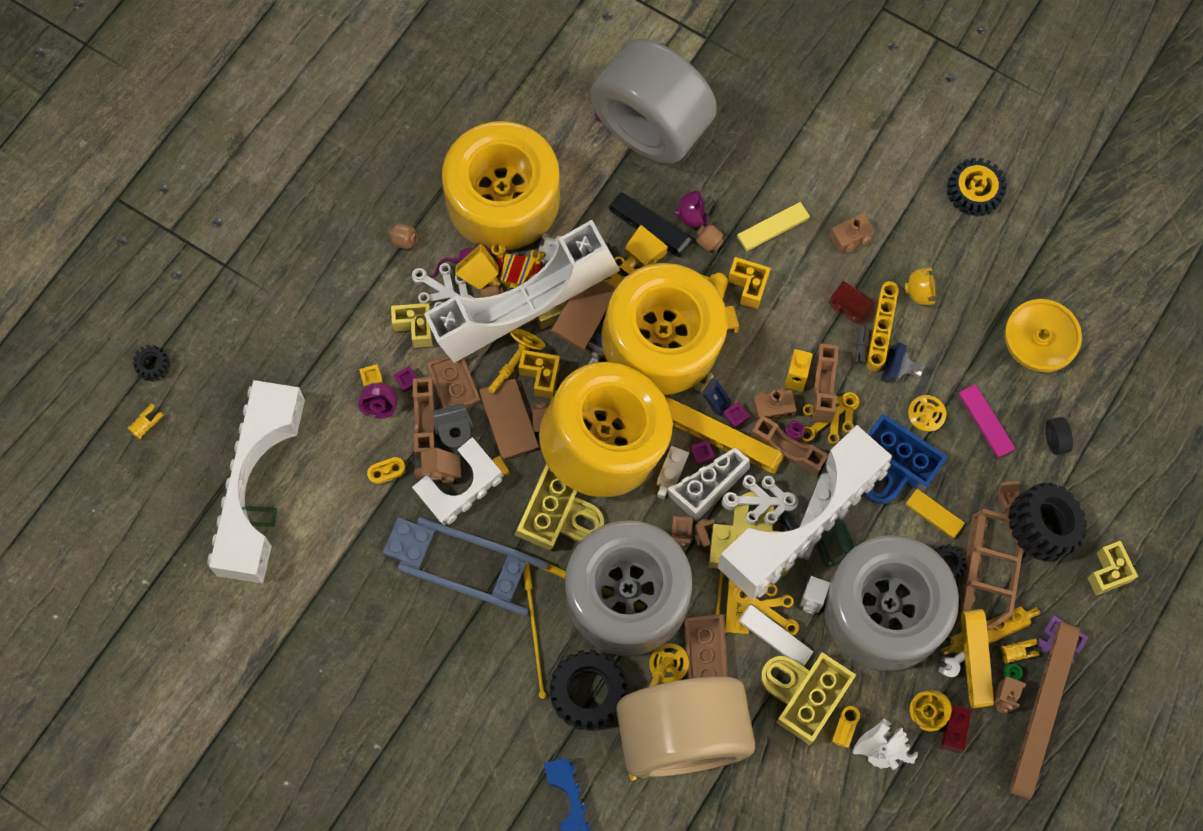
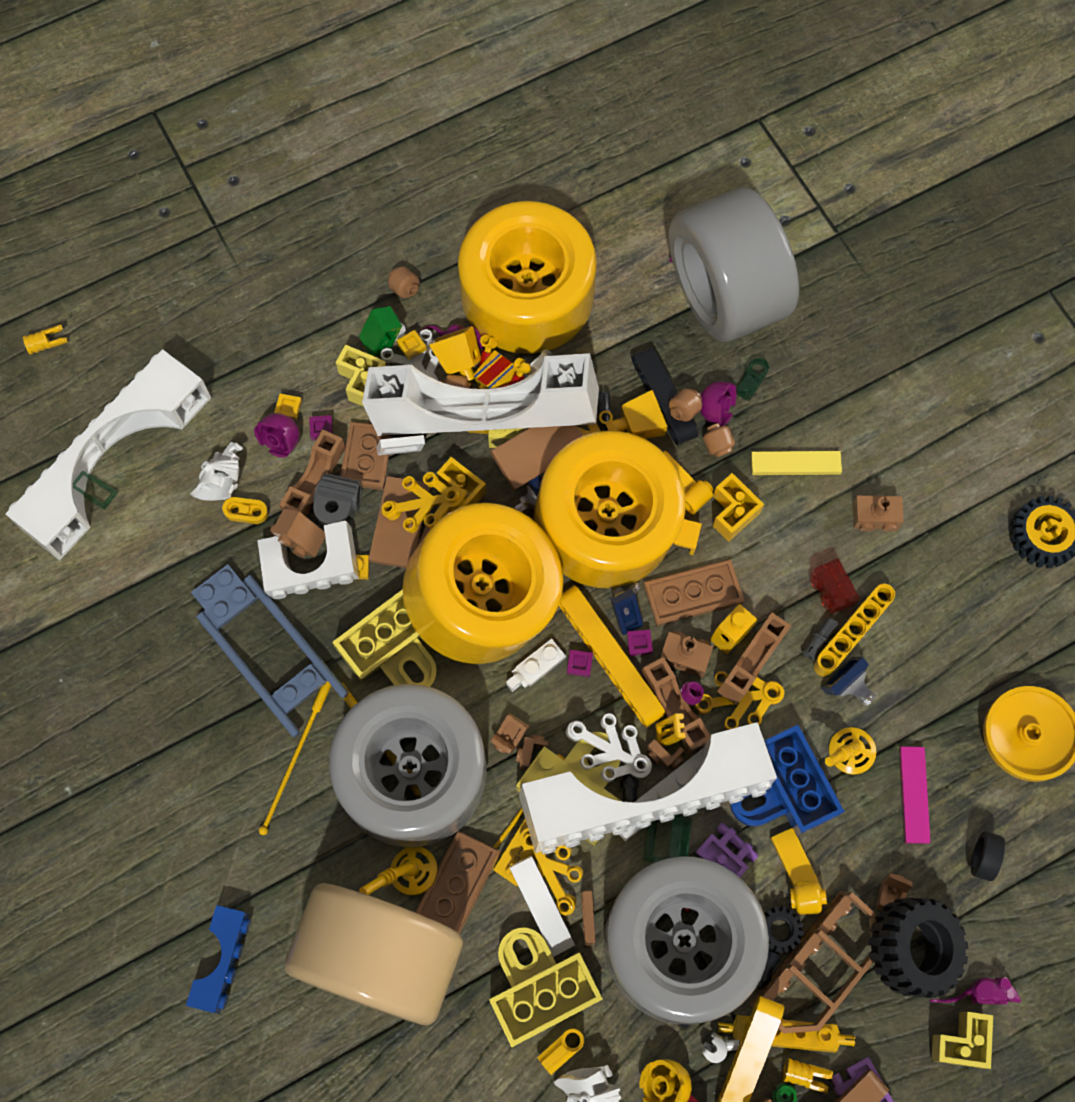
camera: 30 degrees right, 0 degrees up
(147, 353) = (79, 276): black tyre -> none
(350, 454) = (219, 475): none -> white helmet
(410, 282) = (380, 330): none -> green brick
(439, 281) = (411, 345): none -> yellow plate
(476, 361) = (400, 445): none -> white tile
(524, 344) = (460, 453): yellow dish -> none
(524, 393) = (424, 504): none -> yellow plant
(582, 663) = (286, 829): black tyre -> none
(673, 222) = (685, 404): none -> medium nougat head
(707, 181) = (752, 380): none -> clear green piece
(709, 484) = (567, 700): white wedge -> none
(753, 359) = (693, 592): none -> medium nougat tile
(798, 487) = (659, 755): none -> medium nougat bracket
(801, 460) = (675, 730): none -> yellow tile
(813, 626) = (588, 918): none -> medium nougat tile
(814, 595) = (608, 884): white brick -> none
(873, 530) = (717, 852): none -> medium lavender plate
(921, 286) = (923, 609): yellow cylinder -> none
(955, 530) = (808, 897): none -> yellow head
(1107, 528) = (987, 991): none -> magenta animal

